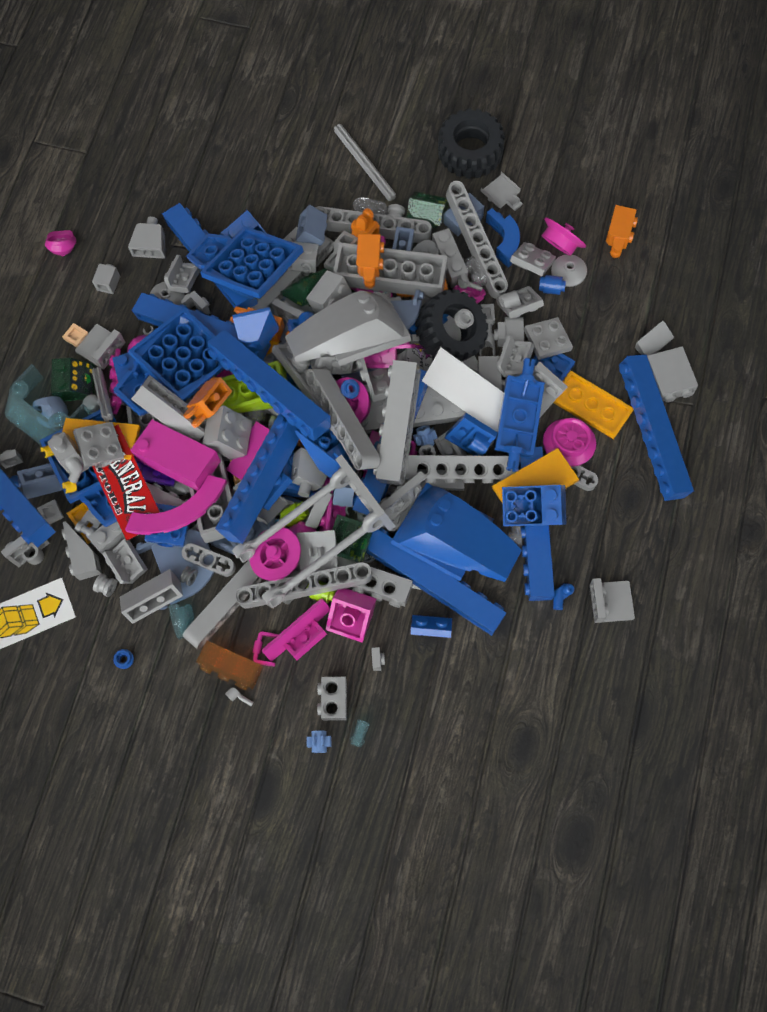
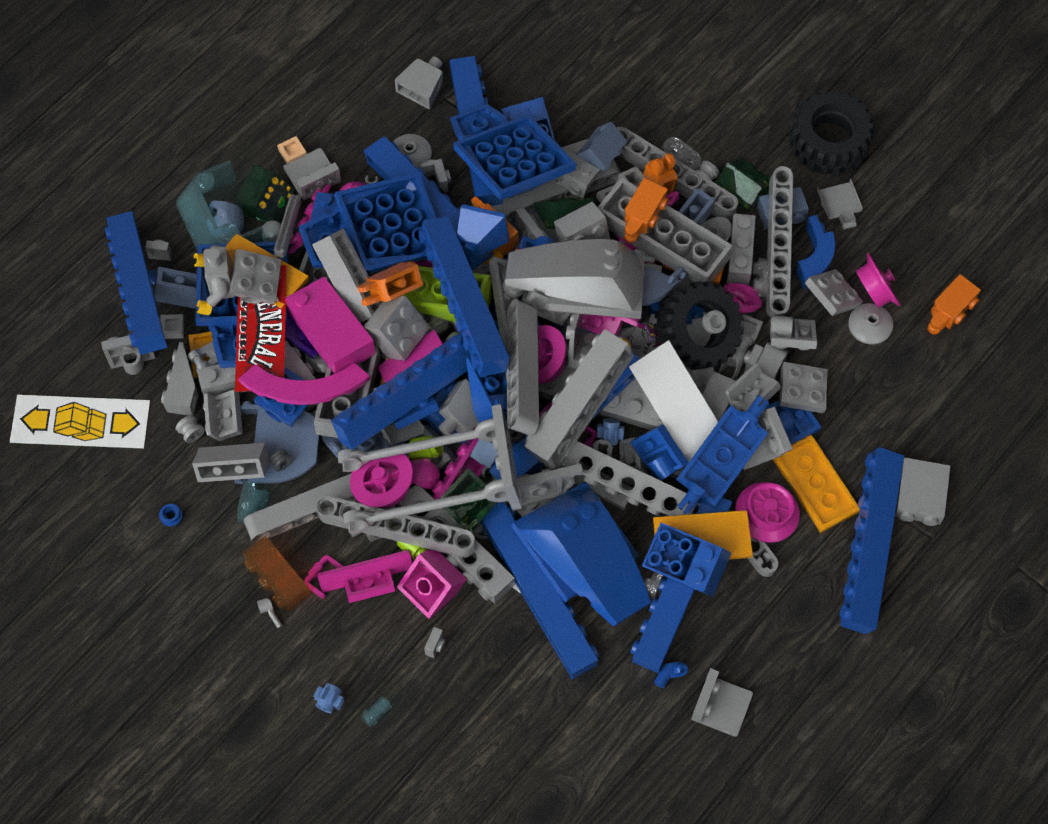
camera: 20 degrees right, 5 degrees down
(60, 242) = (326, 42): dark pink hat -> none
(106, 278) = (355, 103): light grey brick -> none
(181, 276) = (435, 136): light grey bracket -> none
(205, 552) = (312, 463): light grey beam -> none
(314, 546) = (429, 487): light grey piece -> none
(317, 511) = (450, 455): light grey slope -> none
(338, 698) = (373, 663): light grey brick -> none
(345, 388) = (541, 340): blue plate -> none
(365, 162) = (703, 100): light grey axle -> none
(431, 626) = (510, 636): blue bracket -> none
(464, 283) = (741, 284): light grey hand -> none
(552, 284) = (841, 330): blue brick -> none
(654, 340) = (925, 444): light grey slope -> none

